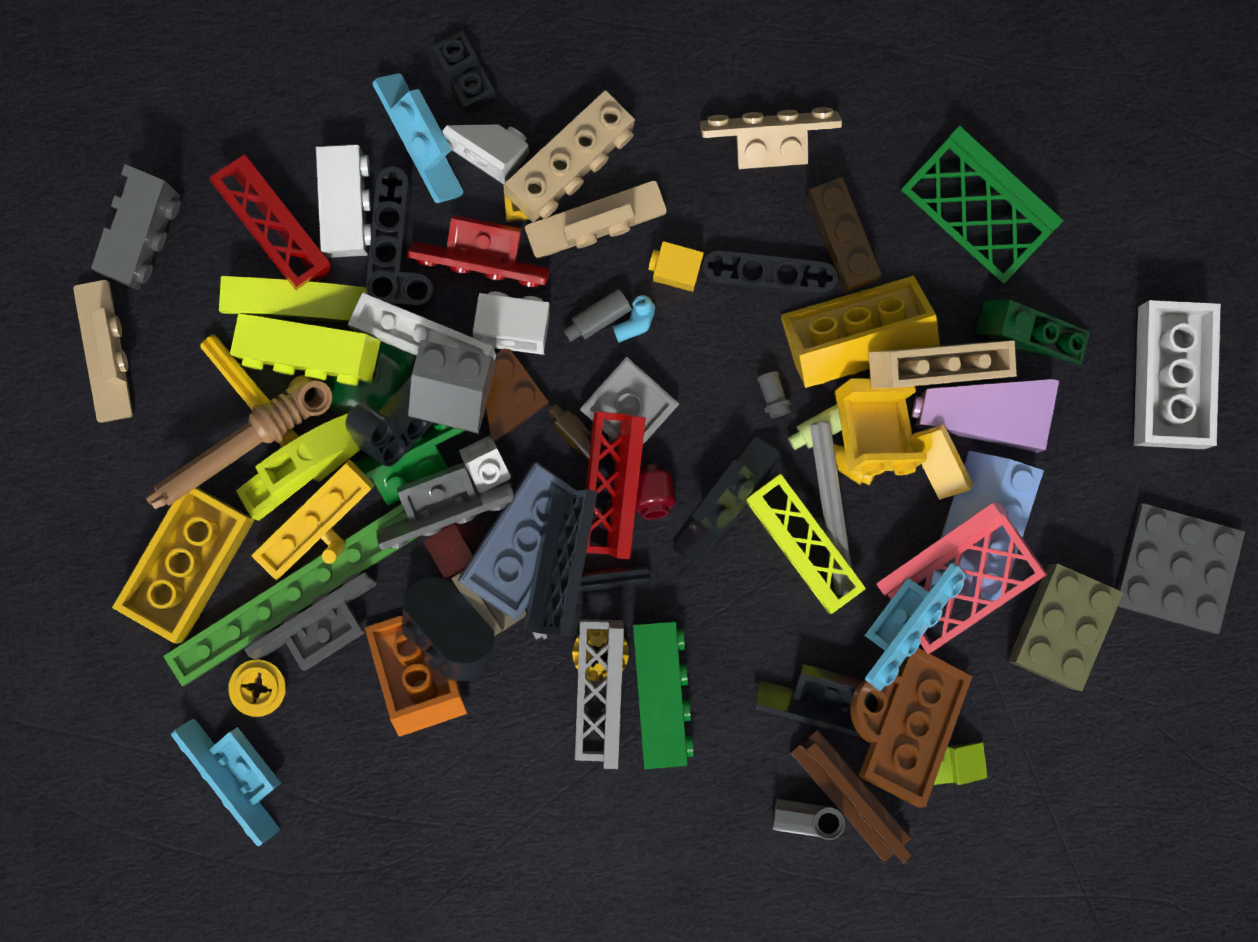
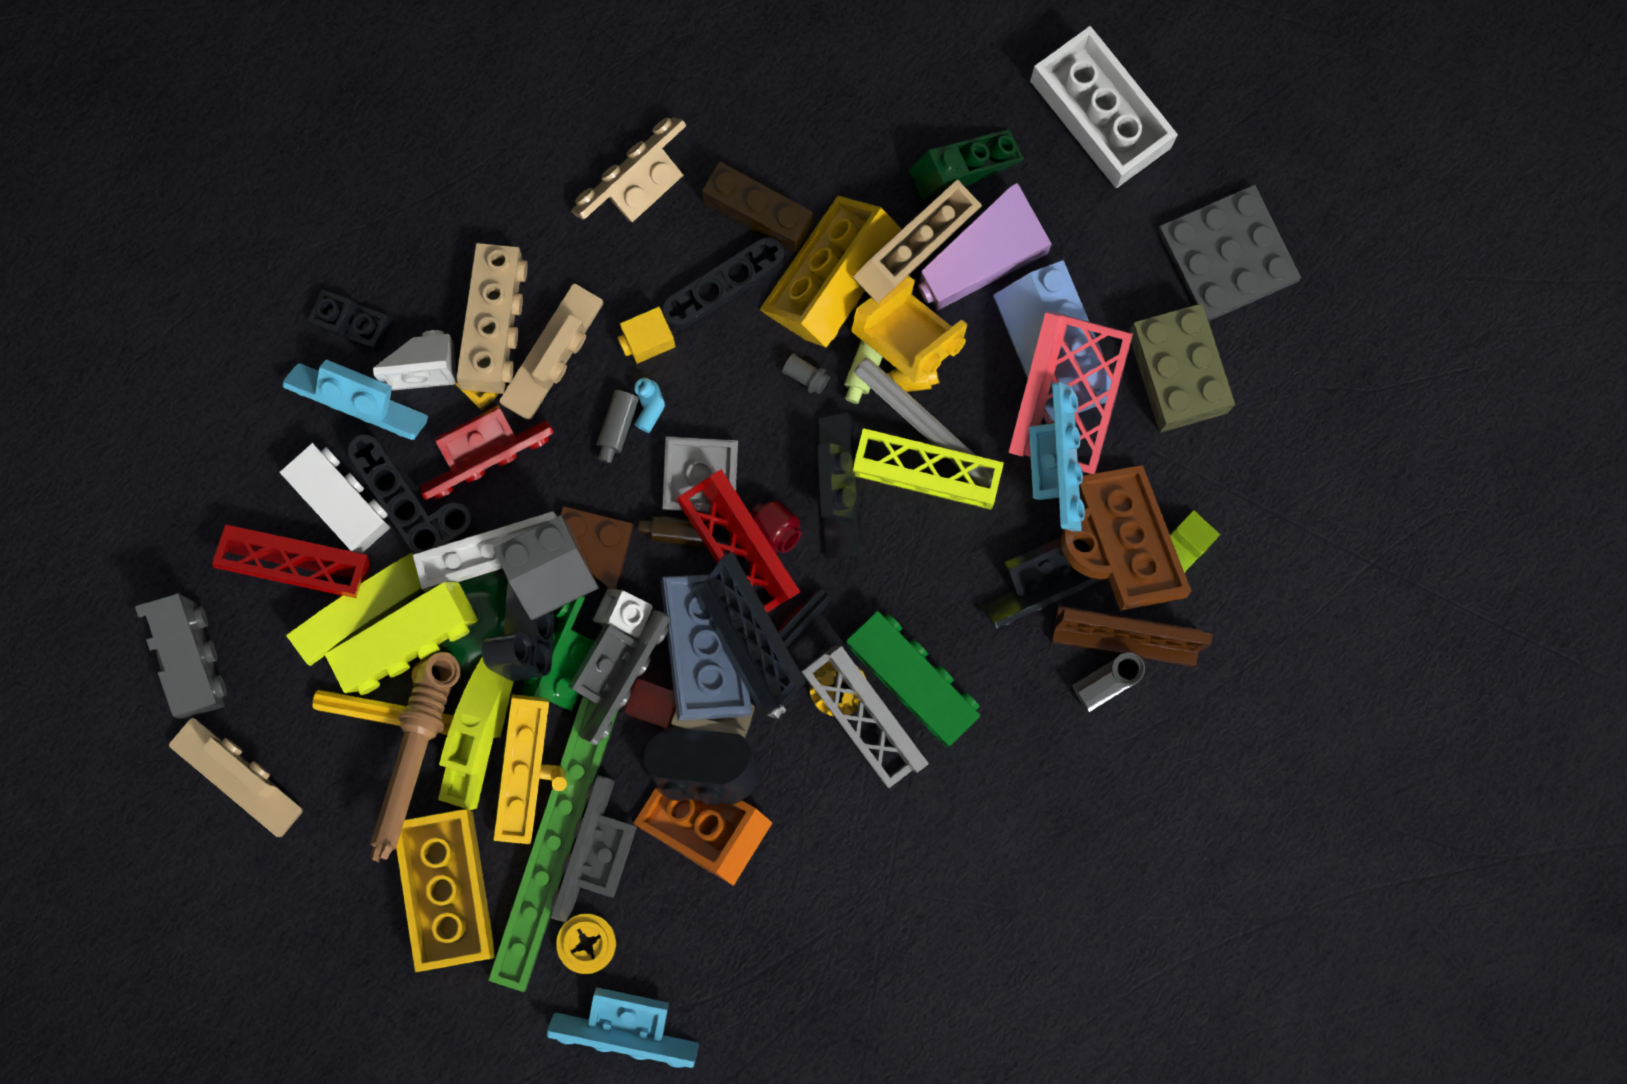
camera: 40 degrees left, 5 degrees down
(512, 322) = (552, 483): white brick -> none
(942, 463) = (983, 318): yellow tile -> none
(1003, 183) = (850, 68): green fence -> none

